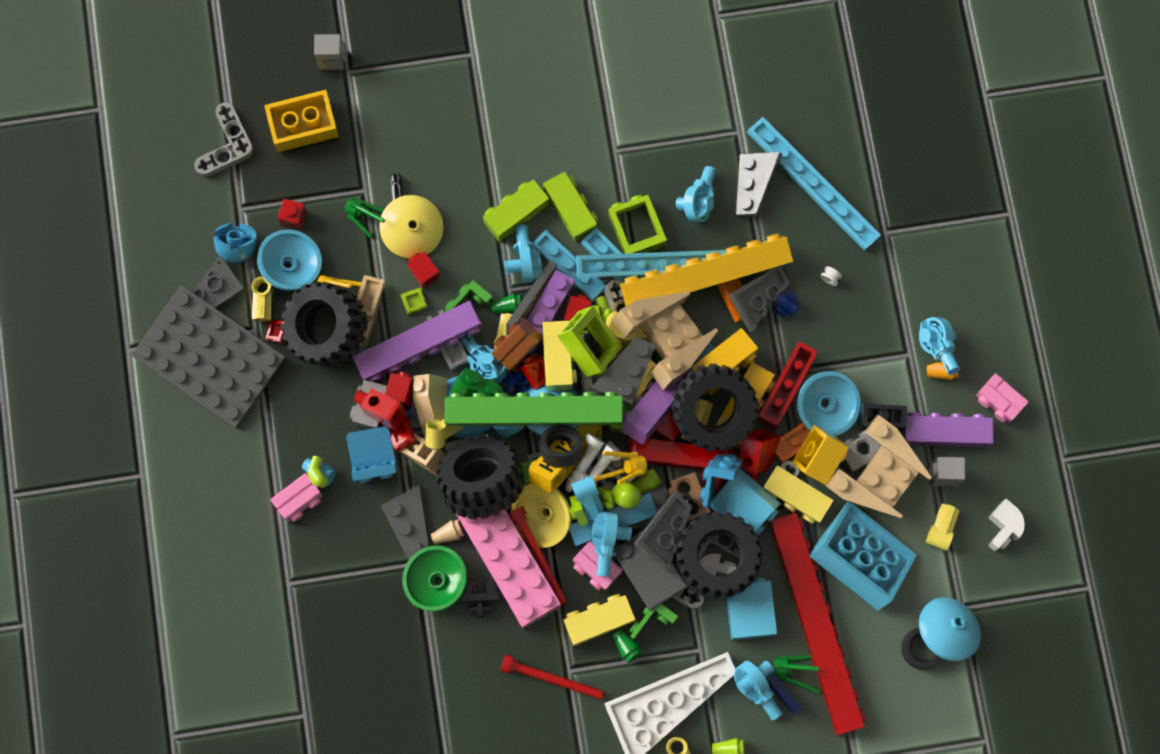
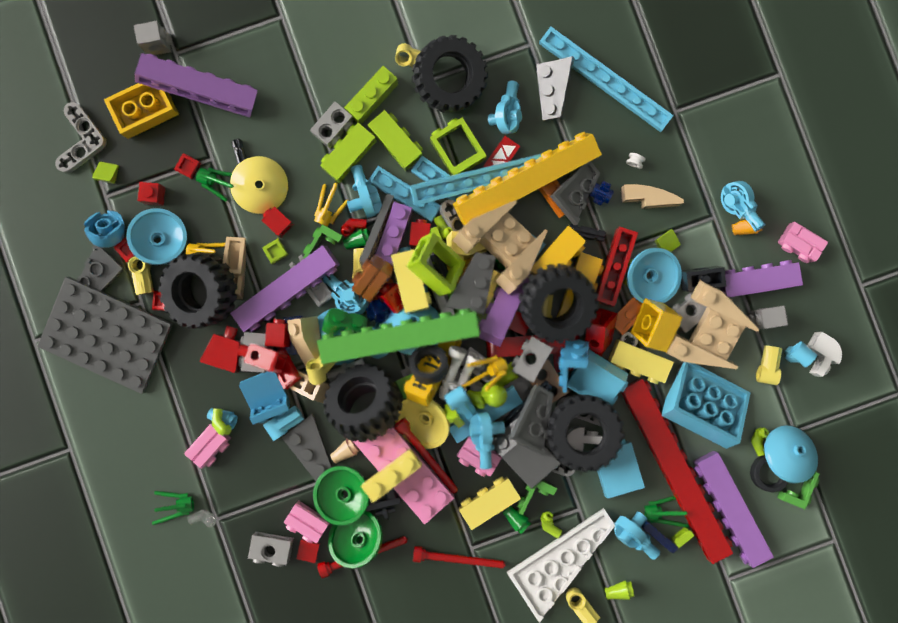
camera: 10 degrees left, 10 degrees up
(246, 183) = (106, 172): none -> lime slope
(251, 268) = (123, 250): none -> red plate
(256, 558) = (184, 505): none -> green plant
(275, 576) = (204, 516): none -> clear arm
(333, 616) = (281, 544): none -> light grey brick
(335, 398) = (223, 351): none -> red torso
(336, 193) = (187, 166): none -> red tile
(367, 109) = (195, 85): none -> medium lavender brick
(380, 491) = (280, 424): none -> medium azure piece
(384, 637) = (308, 551): none -> red tile
(390, 603) = (306, 522): none -> bright pink brick
(401, 660) = (326, 569): none -> red piece
(430, 628) = (345, 539): none -> green dish
(476, 272) = (324, 216): none -> yellow plant
(497, 560) = (391, 475): none -> light yellow brick
(500, 174) = (327, 122): none -> light grey brick
(505, 288) = (351, 225): none -> red arm
(553, 154) = (372, 95): none -> lime brick
(610, 124) = (408, 61): none -> light yellow piece
(660, 659) = (548, 525): none -> lime arm
(665, 131) = (473, 66): none -> black tyre
(670, 478) = (541, 352): none -> light grey brick
(688, 240) = (503, 153): none -> red tile
(766, 345) = (589, 233): none -> black axle
(806, 702) = (682, 537): none -> lime tile
(840, 317) = (649, 196): none -> tan slope
(852, 369) = (668, 241): none -> lime slope
(873, 680) = (733, 509): none -> medium lavender brick
(916, 607) = (757, 440): none -> lime arm
(944, 680) = (804, 498): none -> bright green bracket
(976, 517) = (800, 354): none -> medium azure piece

